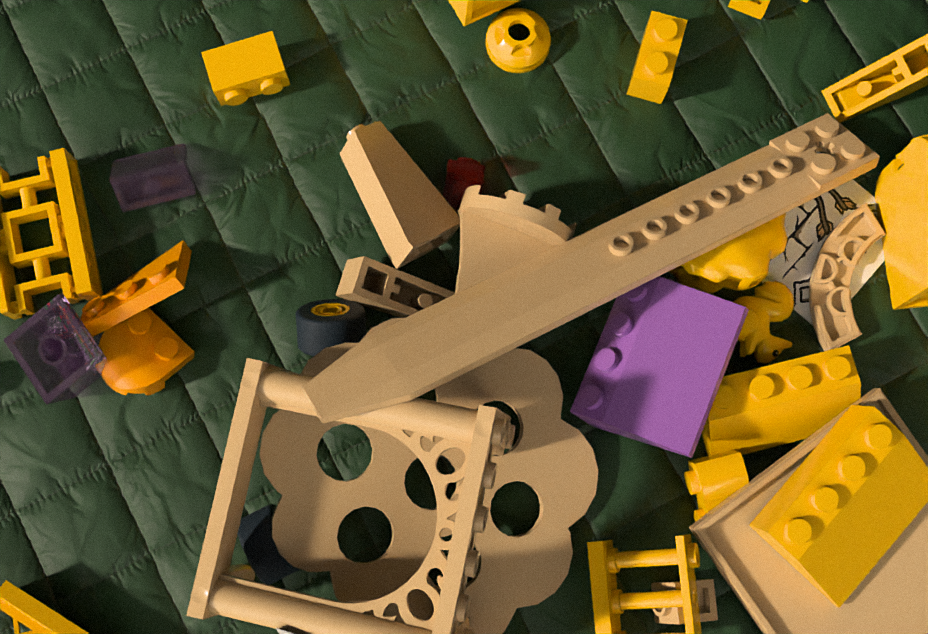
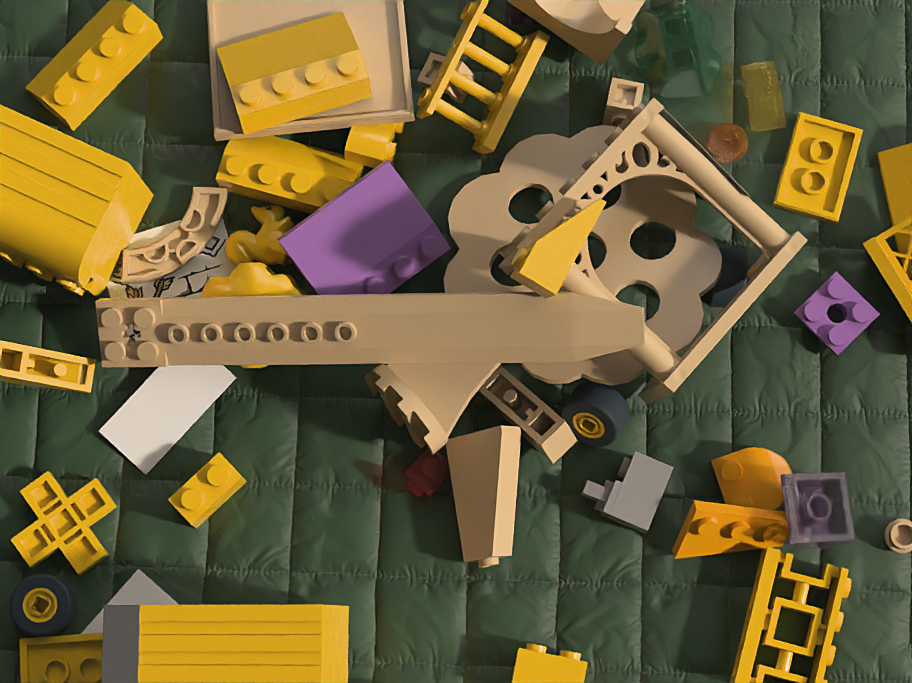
camera: 150 degrees left, 0 degrees up
(114, 582) = (839, 294): none -> medium lavender piece
(152, 178) = (673, 627): panel -> none
(249, 276) = (636, 497): none -> light grey hinge
(451, 417) = (549, 258): none -> yellow slope
(517, 55) = (326, 576): yellow piece -> none
(743, 108) = (164, 410): none -> white sticker

